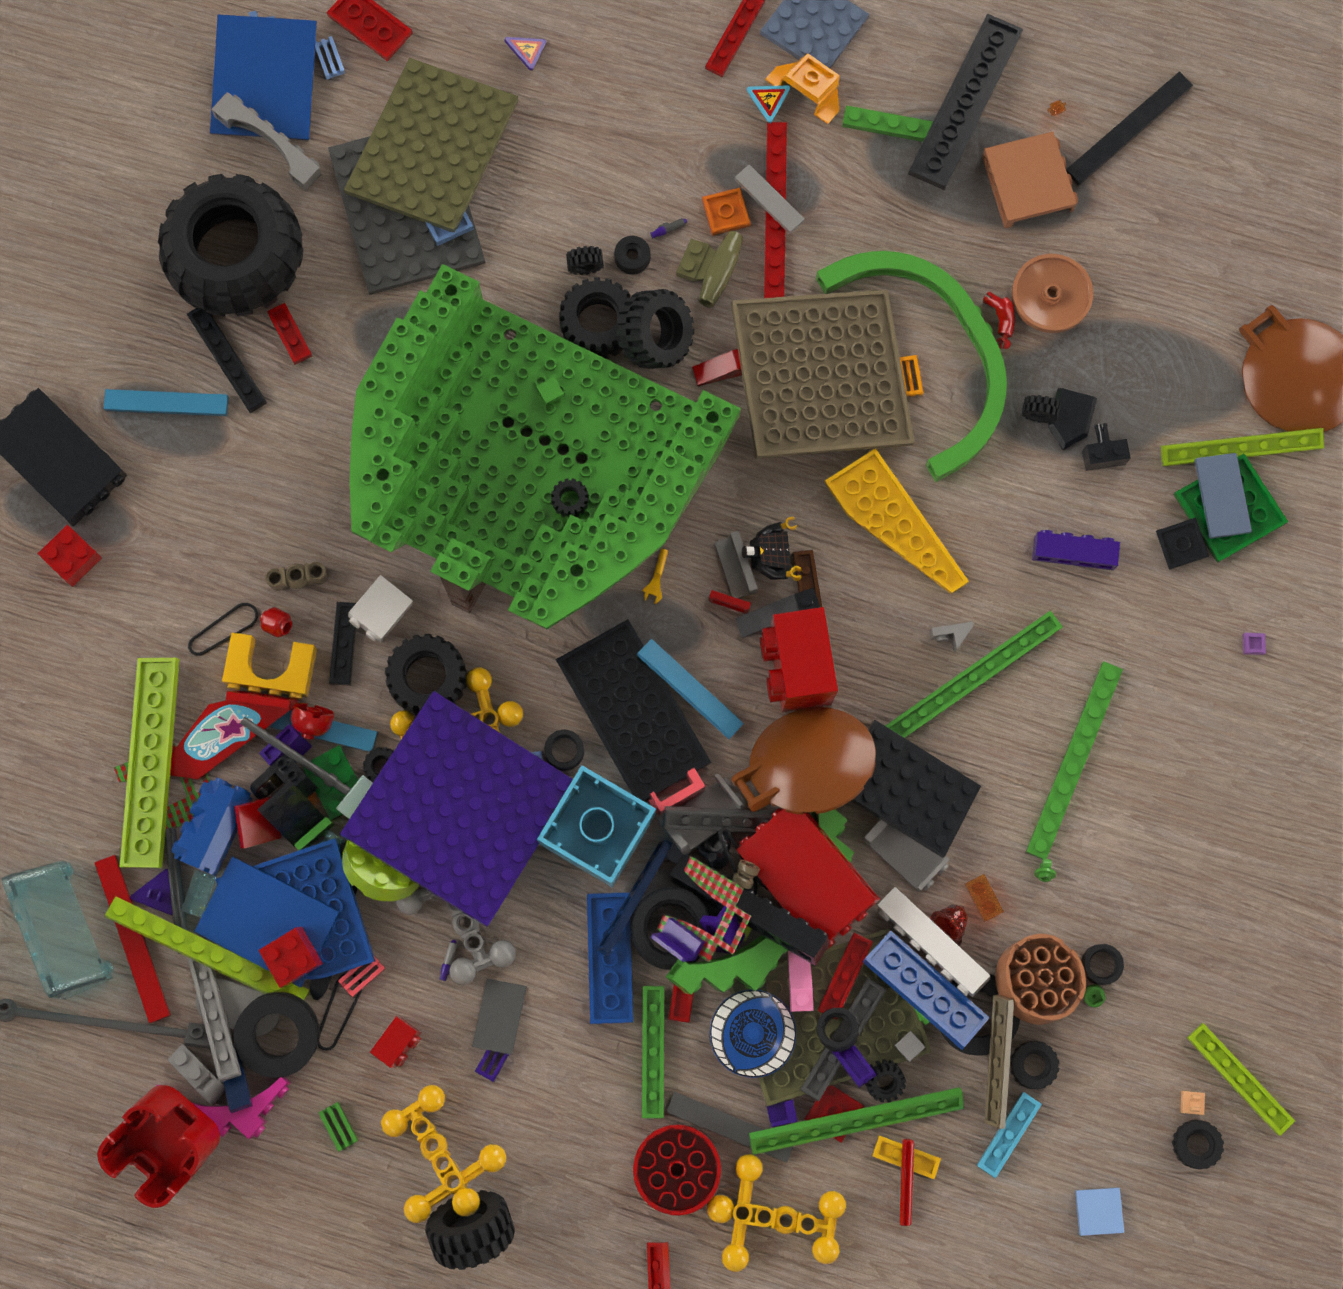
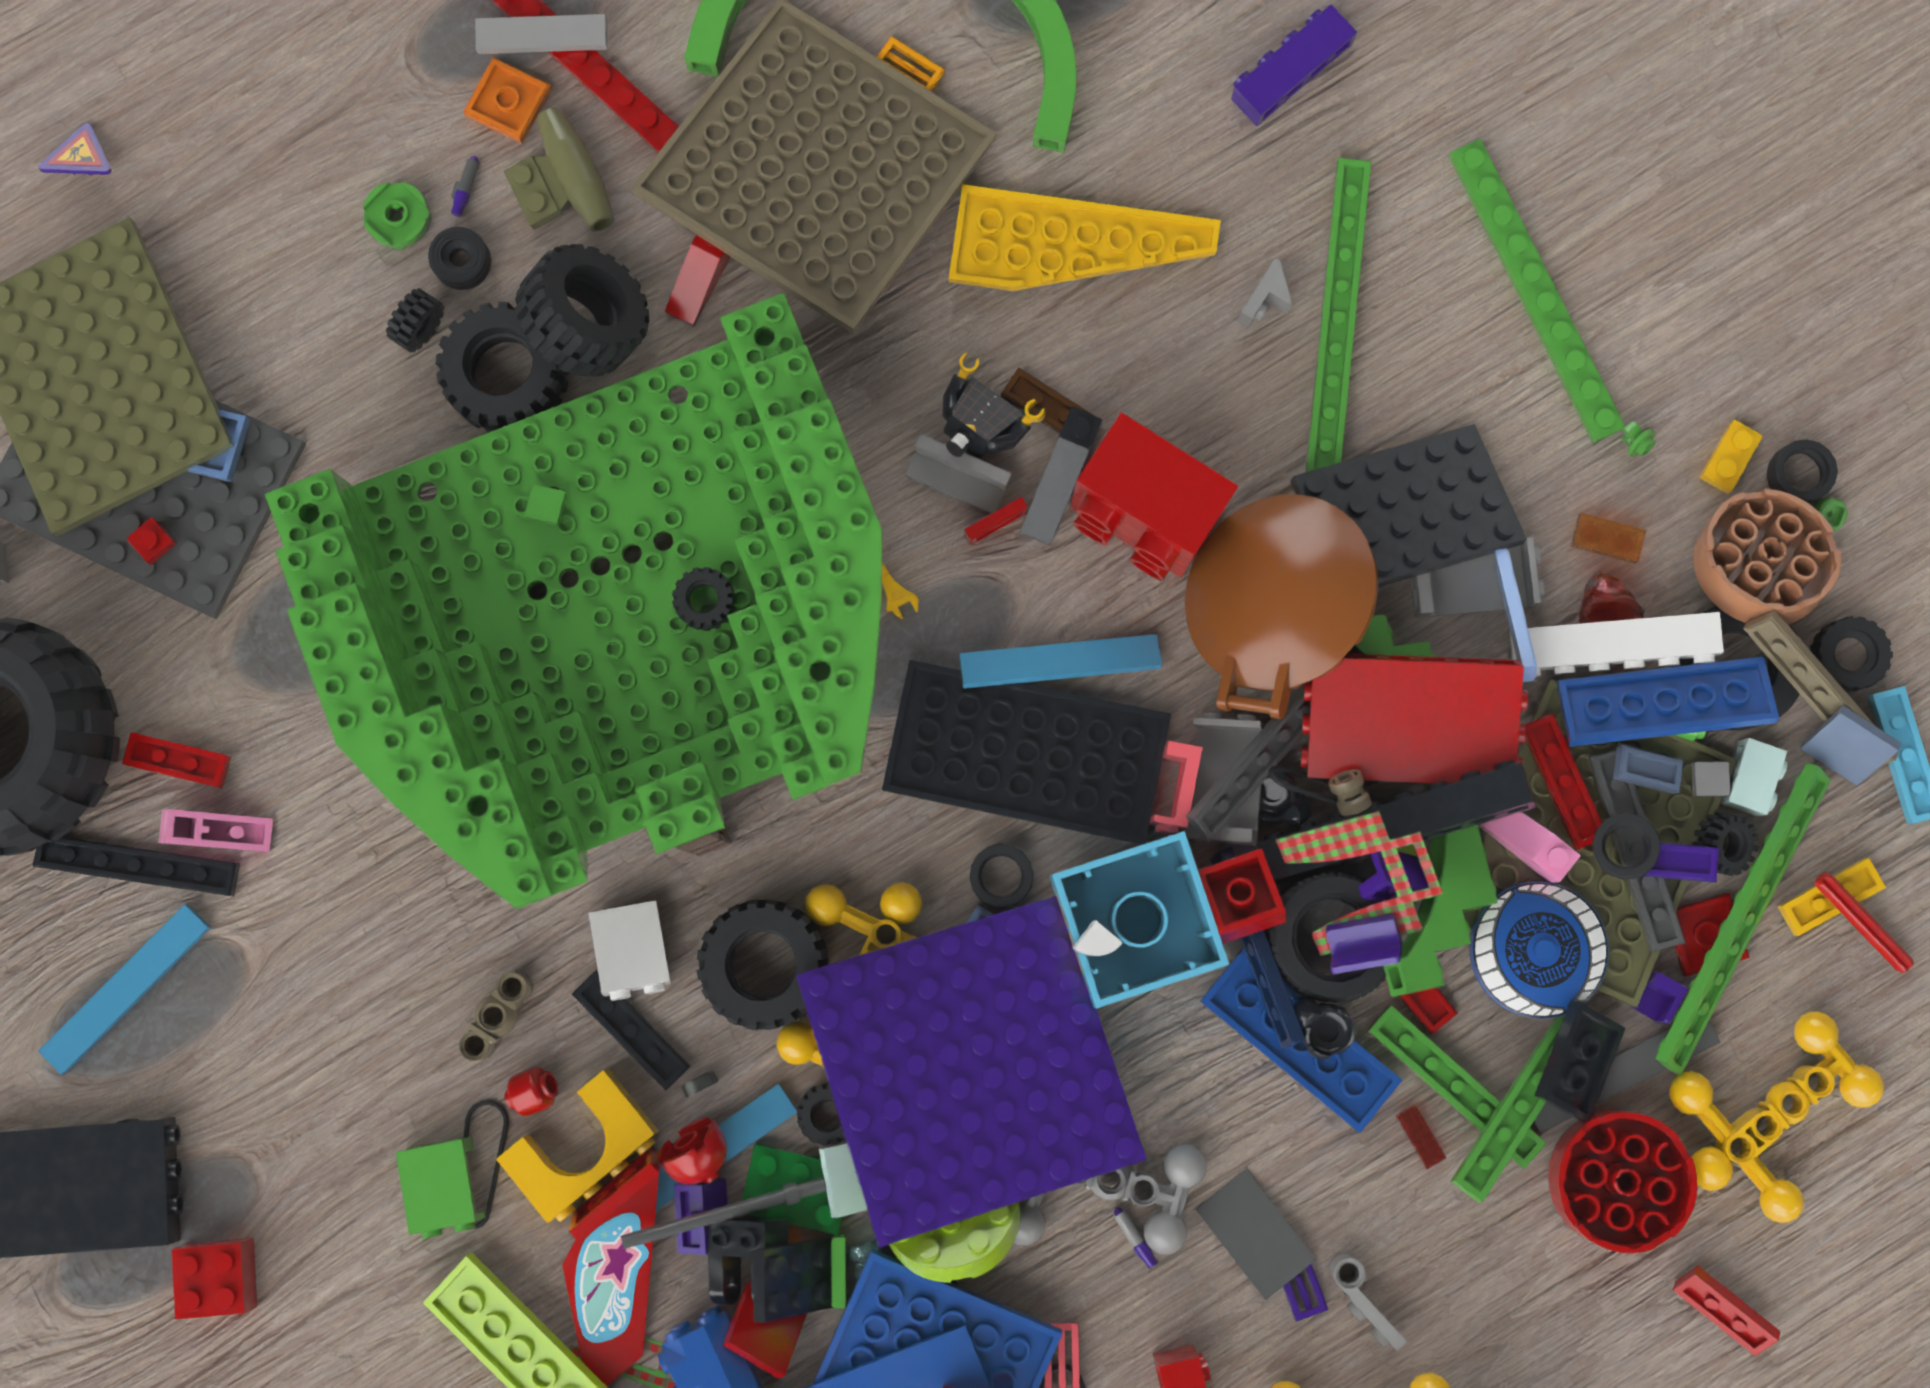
camera: 45 degrees left, 5 degrees up
(195, 618) = (438, 1187): none -> bright green panel
(272, 378) = (215, 830): none -> bright pink slope
(345, 695) = (699, 1083): none -> pearl dark grey tile
(379, 235) = (151, 541): none -> red plate
(508, 1097) = (1360, 1305): none -> light grey plate
(568, 812) = (1096, 941): none -> white tile
(614, 1056) = (1420, 1137): none -> clear red piece
(623, 960) = (1325, 1027): none -> black hair
(632, 219) = (397, 233): none -> bright green plate
(650, 864) = (1242, 896): none -> red brick
(668, 1088) = (1507, 1124): none -> bright green plate
(715, 1098) = (1580, 1061): none -> black plate
(886, 1010) = (1648, 769): none -> sand blue tile
(902, 881) = (1515, 613): none -> light blue tile
(929, 1068) = (1755, 777): none -> light aqua brick
(986, 1100) = (1850, 745): none -> sand blue tile
(1079, 923) = (1730, 456): none -> yellow plate

